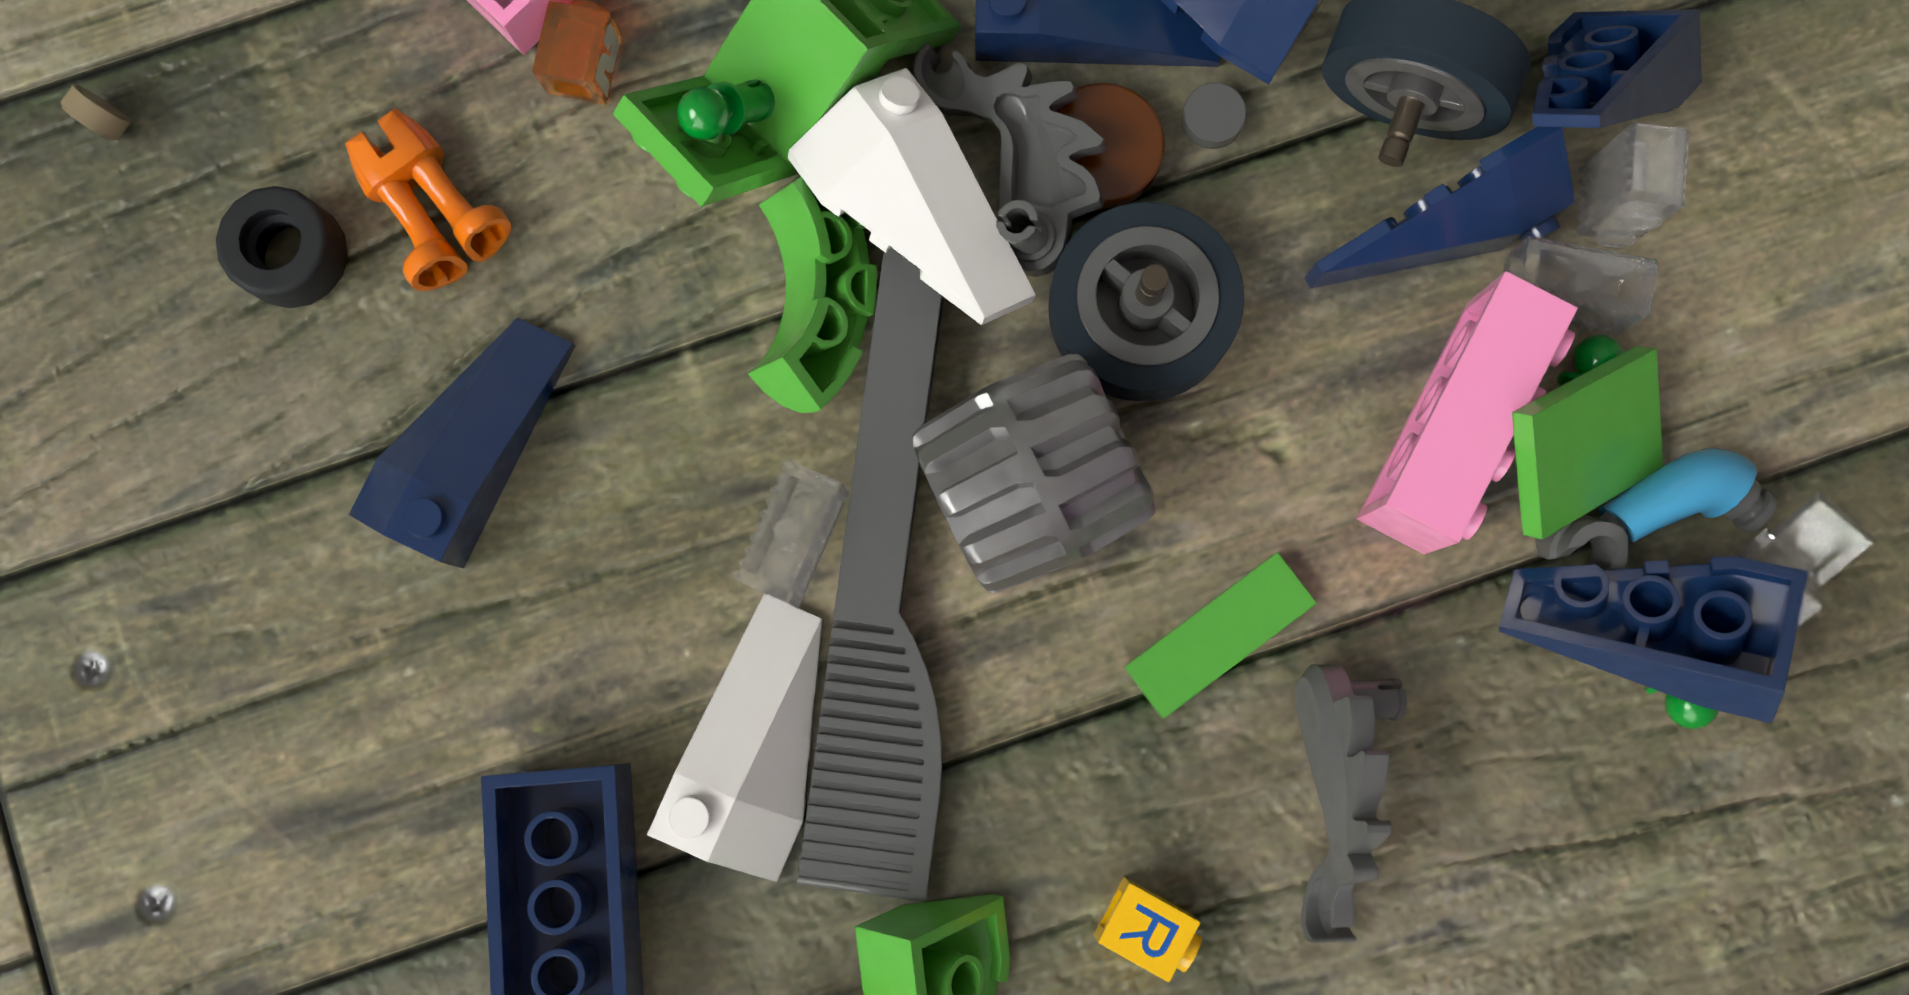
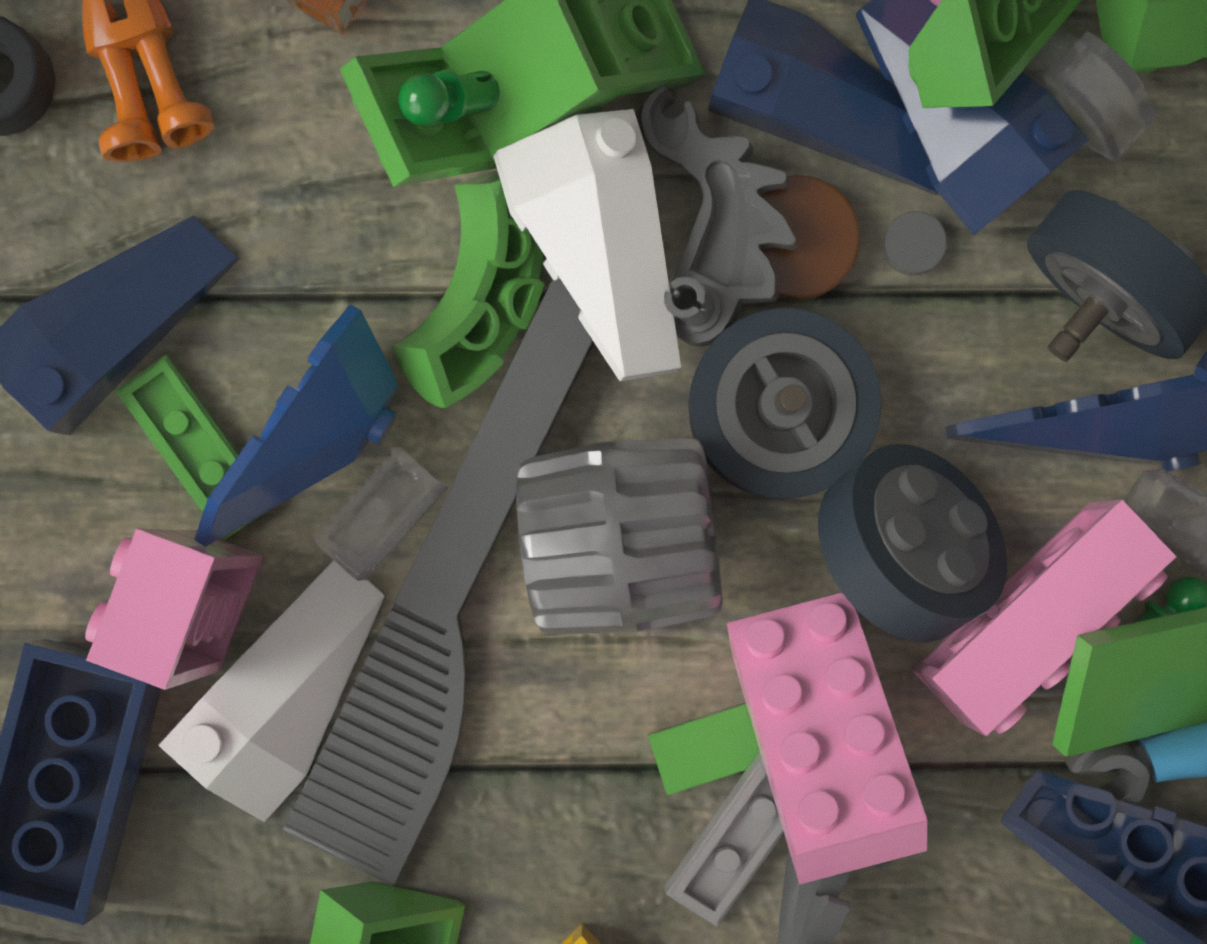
camera: 15 degrees right, 5 degrees up
(591, 538) = (181, 429): none -> bright green tile
(614, 680) = (171, 607): none -> bright pink brick
(697, 472) = (312, 429): none -> blue wedge
(1251, 728) = (729, 848): none -> light grey tile
(1305, 601) = (827, 738): none -> bright pink brick
(1316, 388) = (912, 543): none -> black wheel

